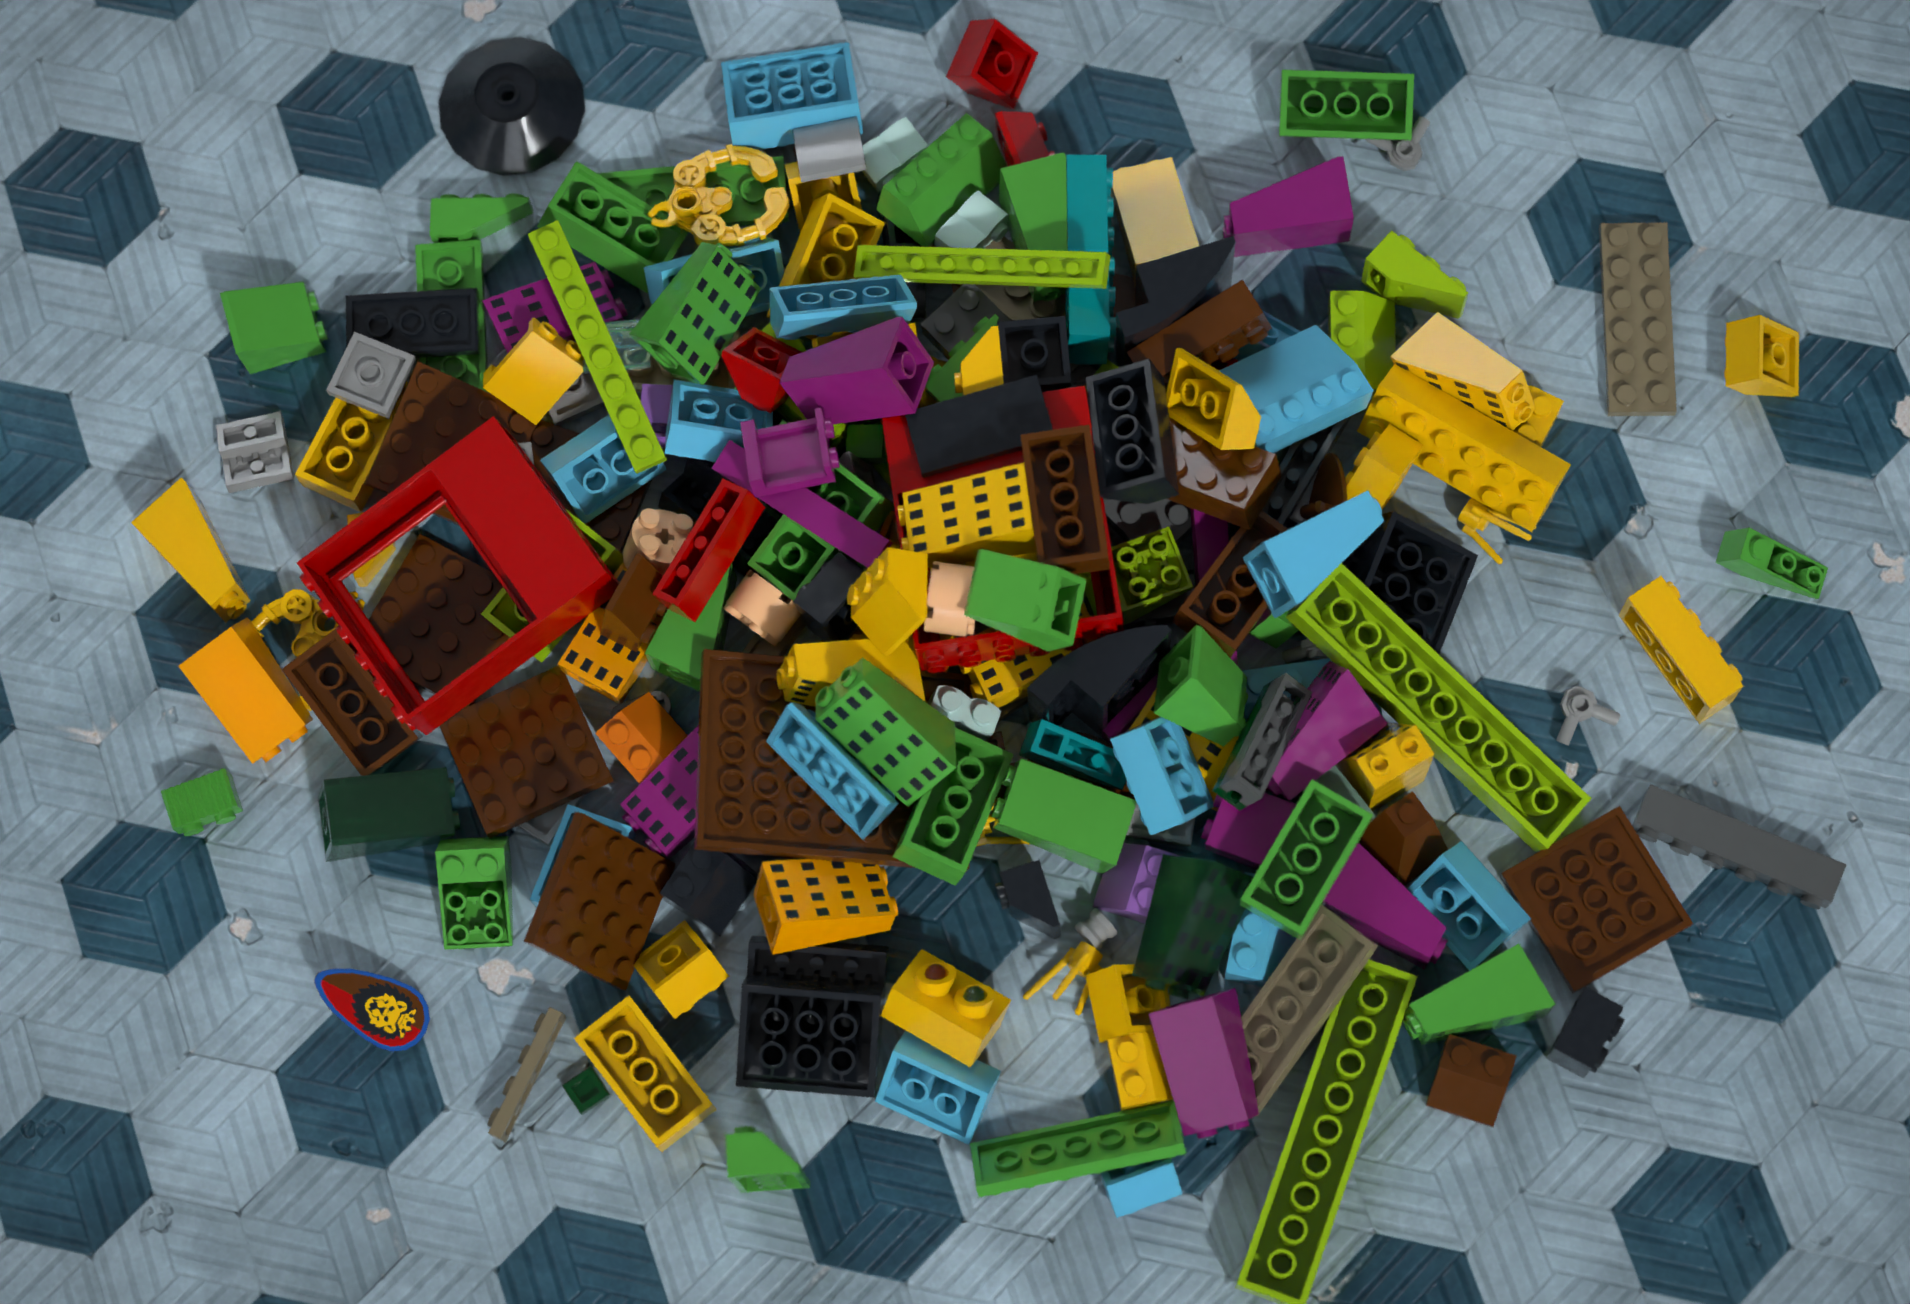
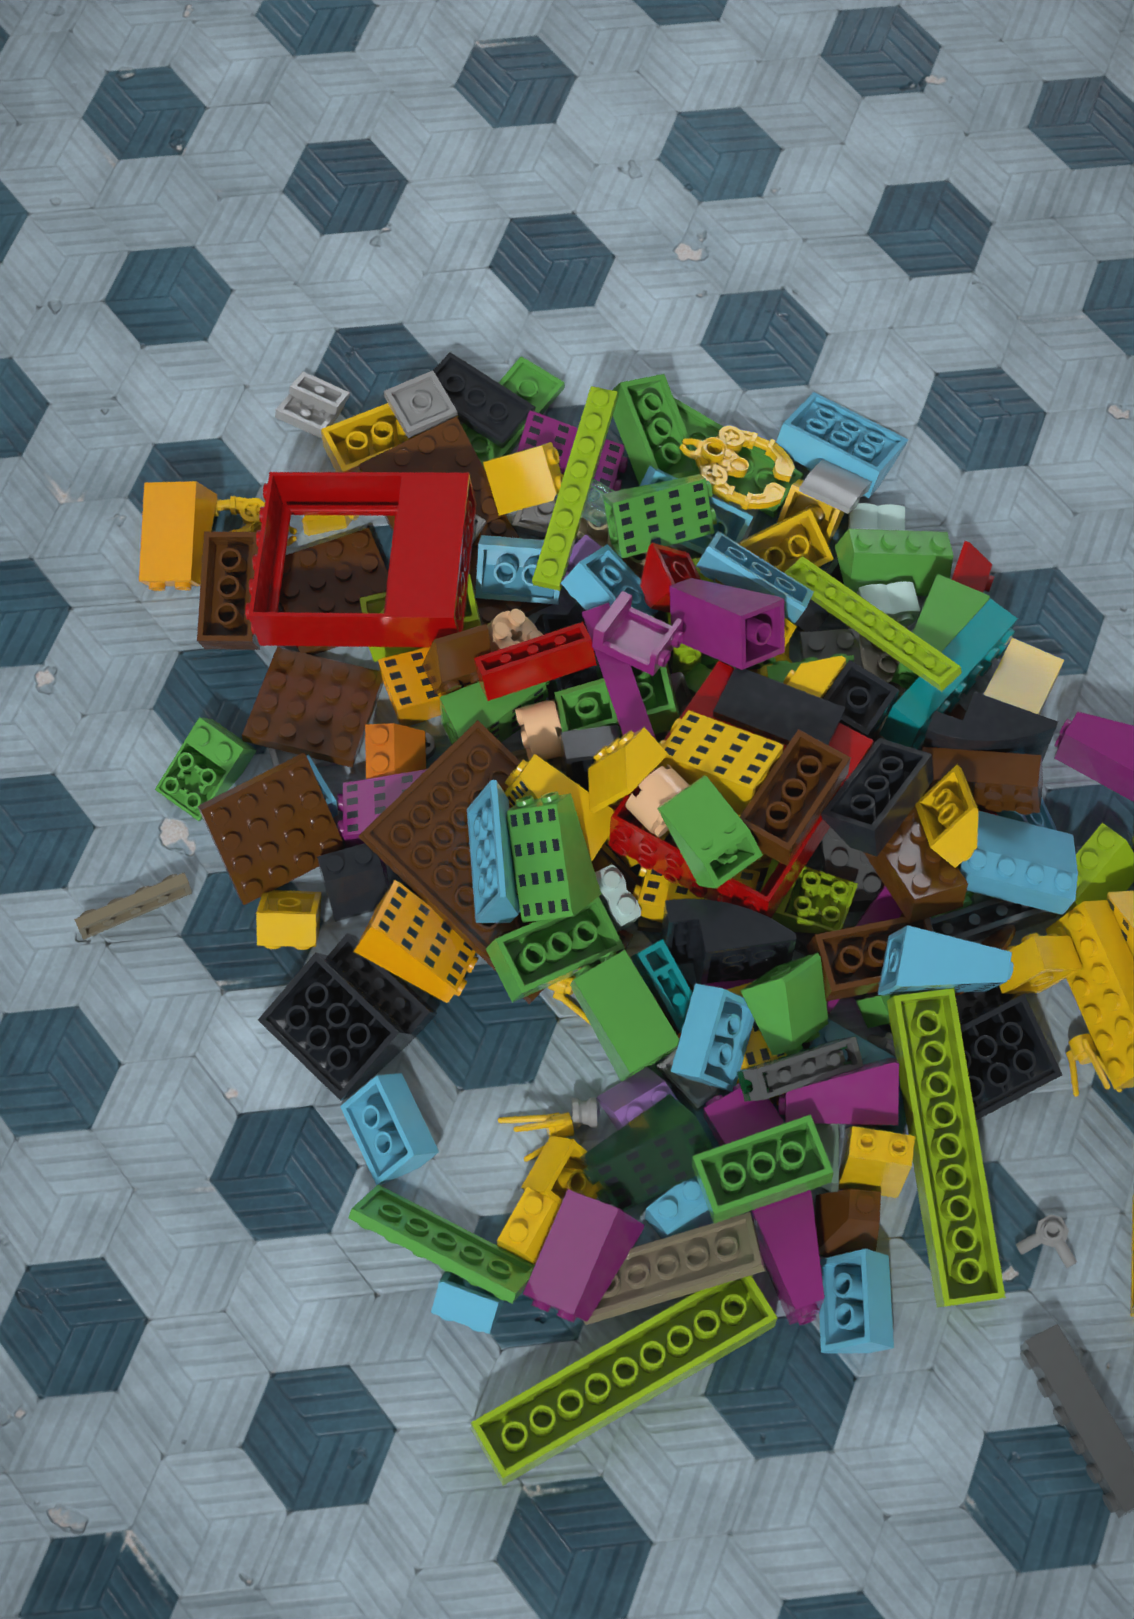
camera: 30 degrees right, 10 degrees down
(188, 541) = (222, 423): yellow slope -> none
(202, 802) = (89, 582): bright green brick -> none
(274, 325) = (389, 336): bright green slope -> none
(375, 1007) = (78, 787): shield -> none
(386, 812) = (193, 674): clear green slope -> none
(474, 217) = (572, 366): bright green slope -> none
(519, 132) = (651, 339): black dish -> none
(586, 1090) = (162, 947): dark green tile -> none
(645, 1074) = (206, 964): yellow brick -> none
(759, 1164) = (221, 1073): bright green slope -> none
(945, 1007) = (437, 1079): yellow piece -> none
(992, 63) = (993, 518): red slope -> none
(1029, 898) = (556, 1052): black slope -> none
(1471, 1080) = (757, 1424): reddish brown slope -> none
(1483, 999) = (808, 1371): bright green slope -> none
(1585, 1032) = (865, 1457): black brick -> none
(1596, 899) = (953, 1375): reddish brown plate -> none

